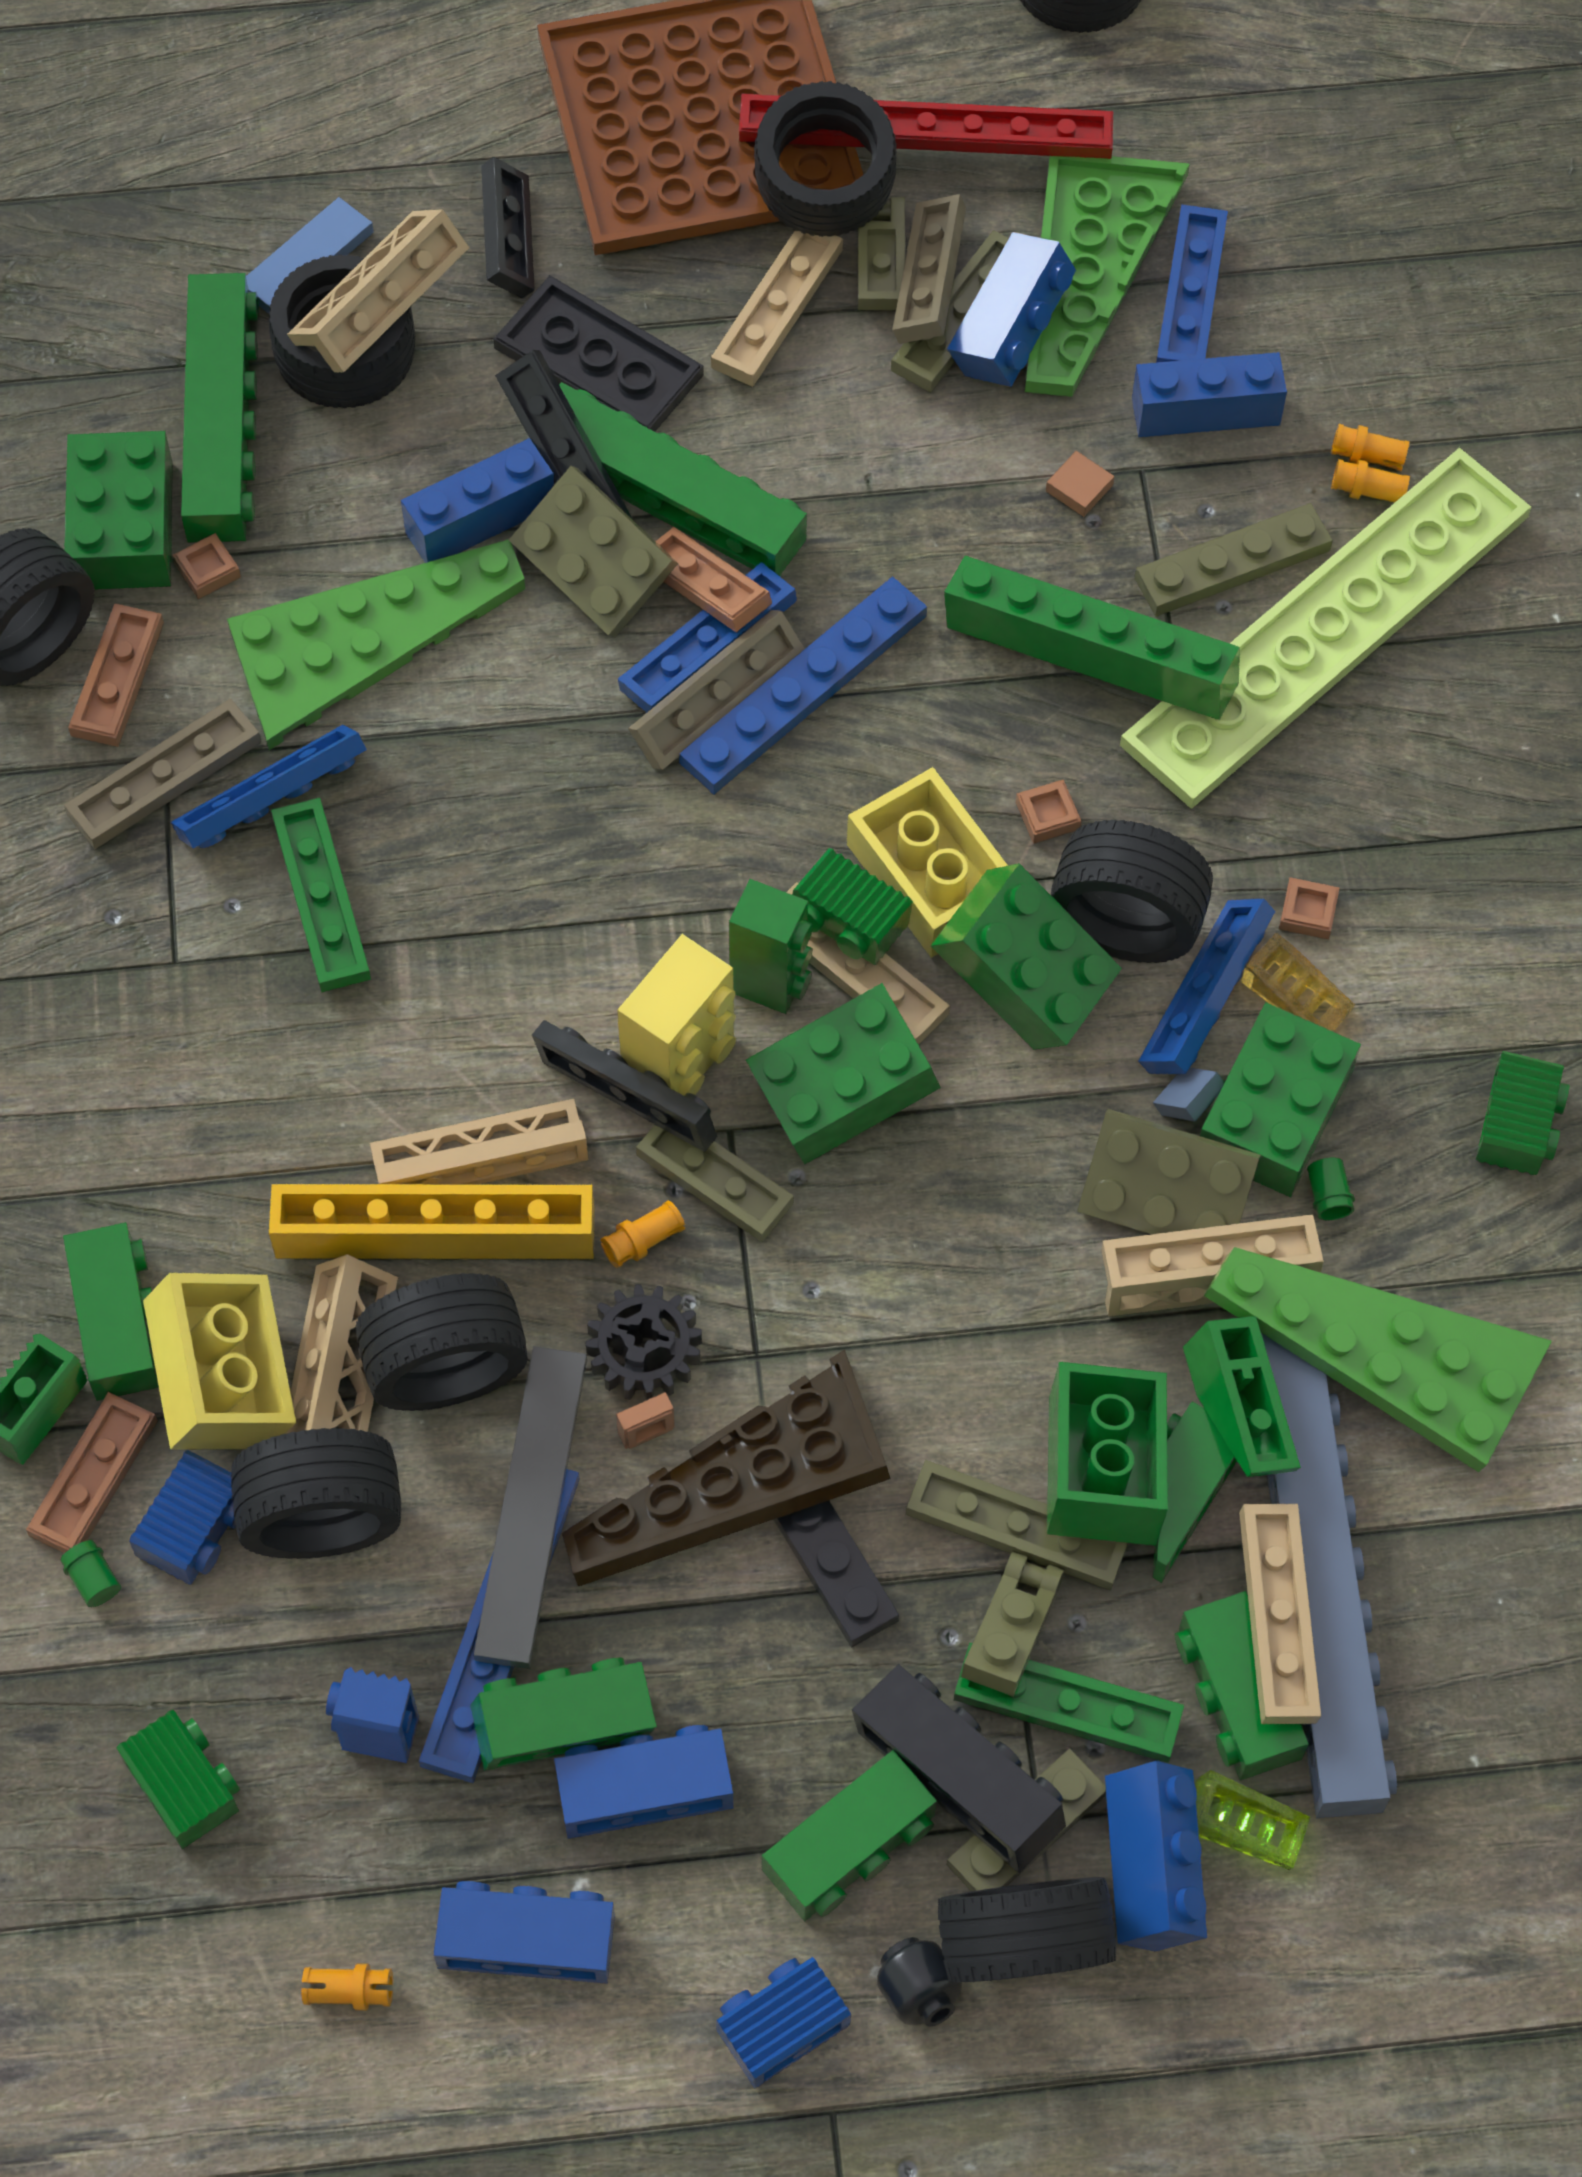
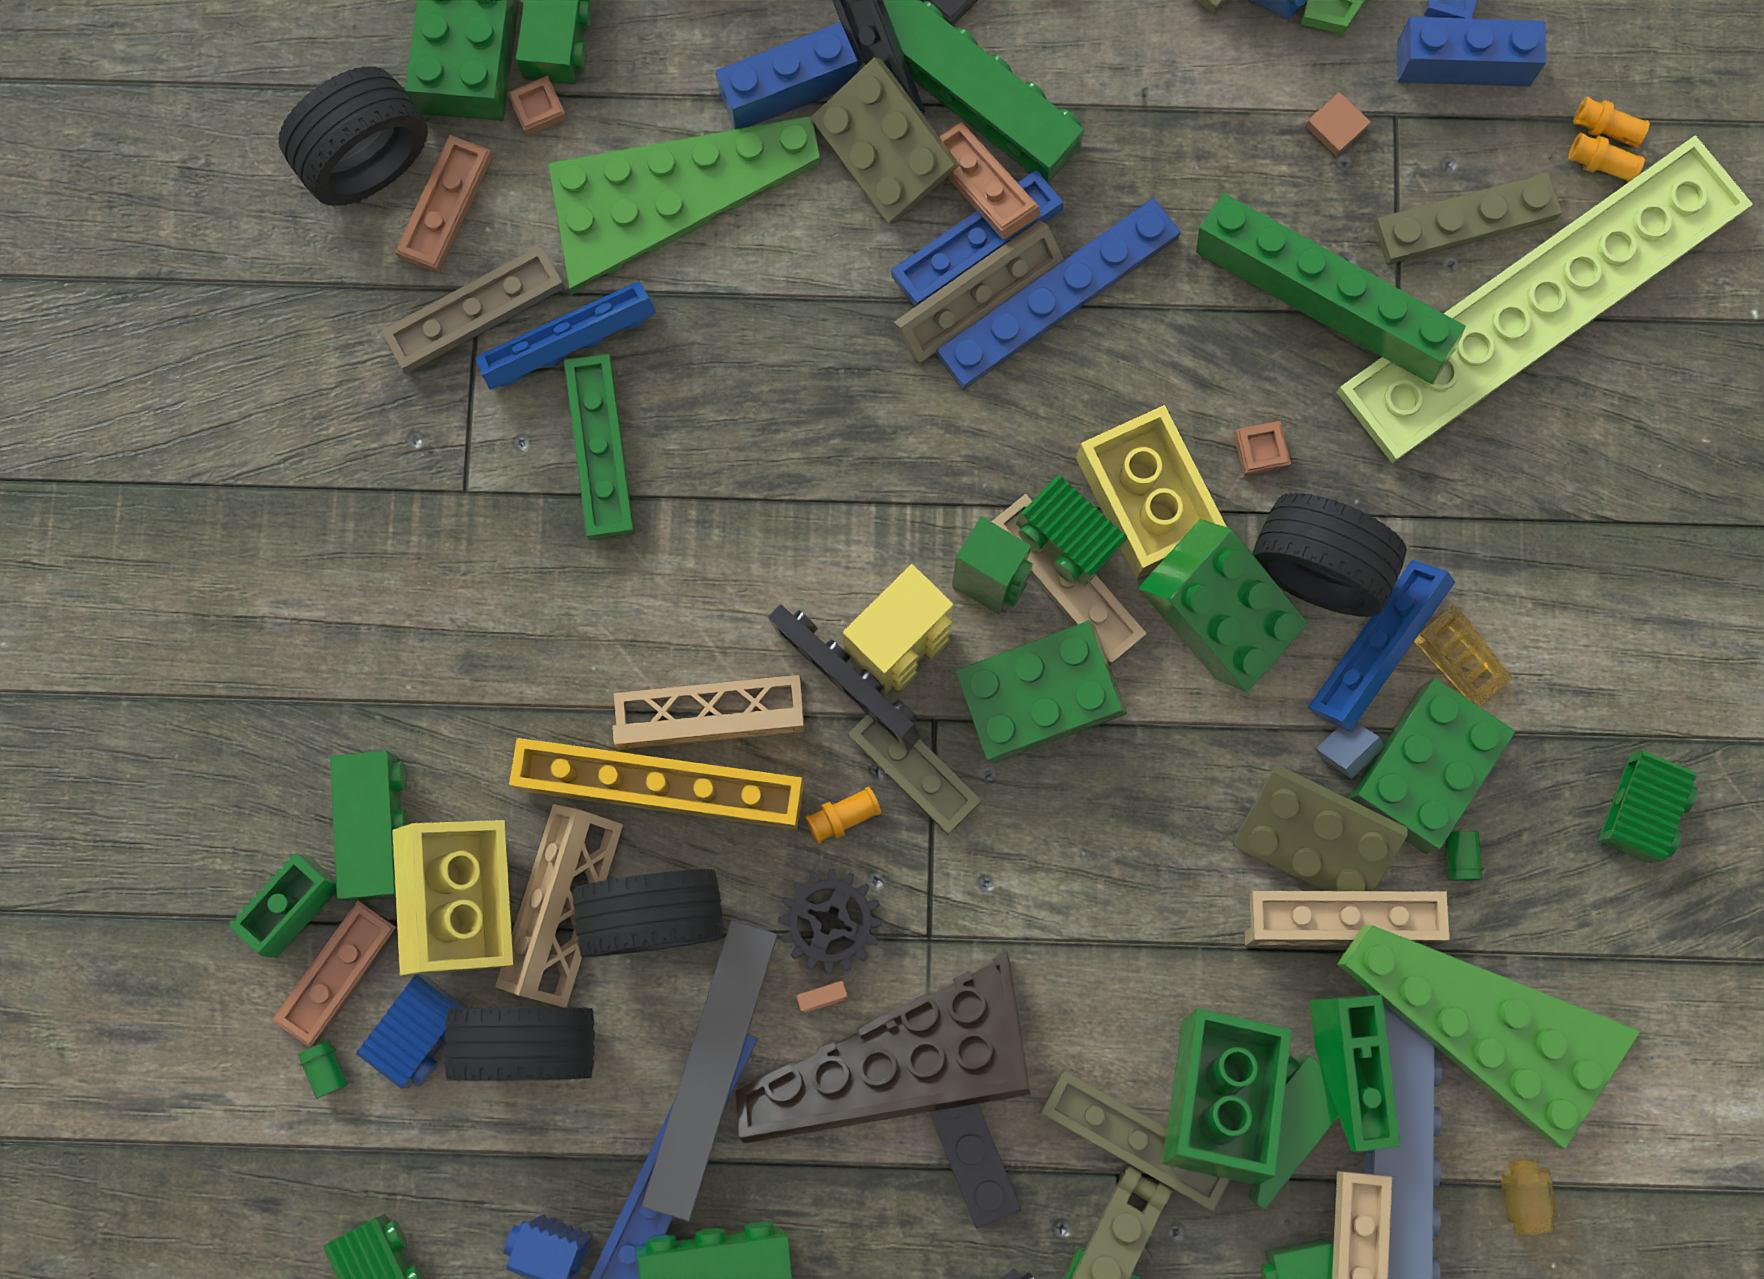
camera: 10 degrees right, 15 degrees up
(1309, 908) = (1484, 576): nougat tile -> none
(1458, 1525) = (1529, 1197): none -> clear yellow brick

